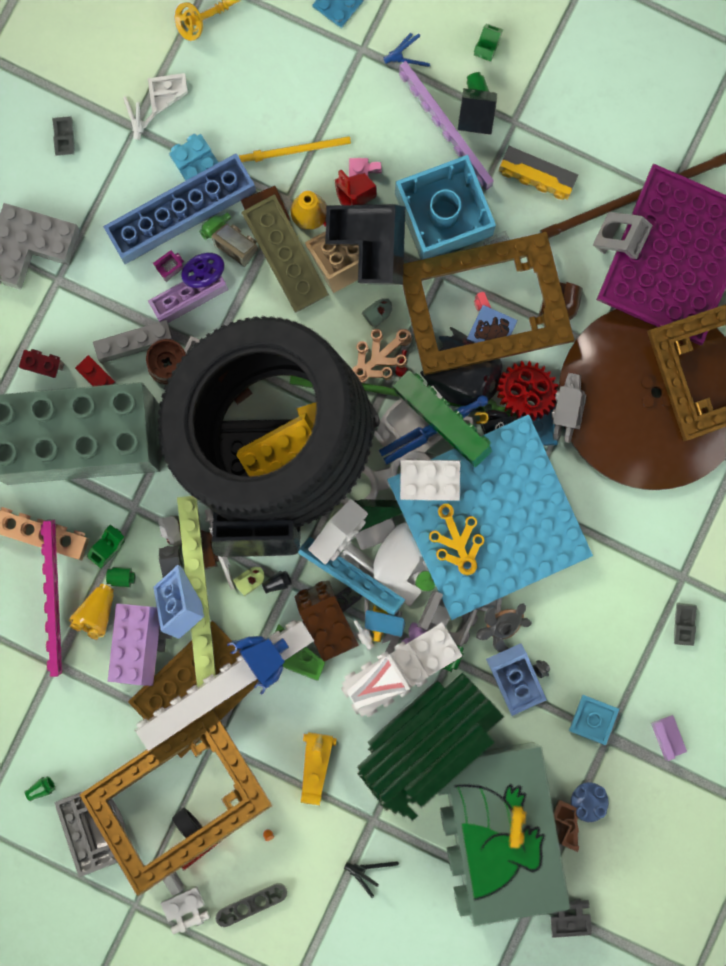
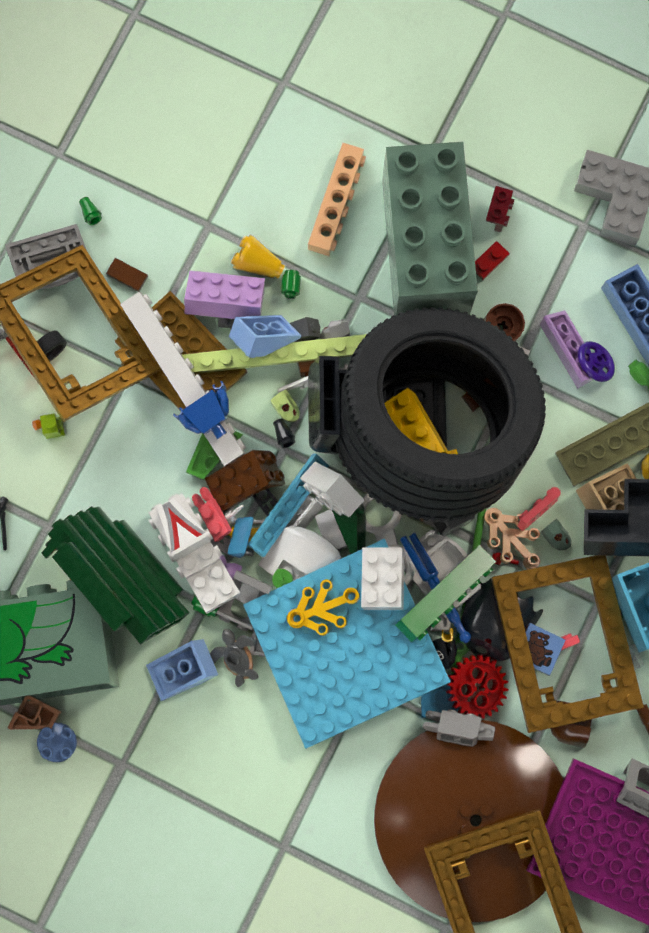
camera: 90 degrees right, 5 degrees down
(51, 607) = (267, 219): dark pink plate -> none
(106, 546) = (320, 270): green brick -> none
(109, 747) = (127, 274): none -> reddish brown tile
(131, 341) = (523, 293): light grey brick -> none
(169, 265) = (601, 329): magenta window -> none
(235, 244) = (623, 393): dark tan slope -> none
(271, 819) = (52, 426): none -> lime brick
(315, 766) = (102, 469): yellow piece -> none
(349, 326) = (539, 508): none -> coral hinge
(361, 653) = (212, 514): none -> coral hinge
(516, 835) = (38, 656): yellow plate -> none
(541, 668) = (192, 696): dark grey plate -> none
(594, 719) = (139, 748): medium azure plate -> none
(669, 737) = (118, 827): lavender panel -> none
(685, 624) = (234, 847): dark grey slope -> none

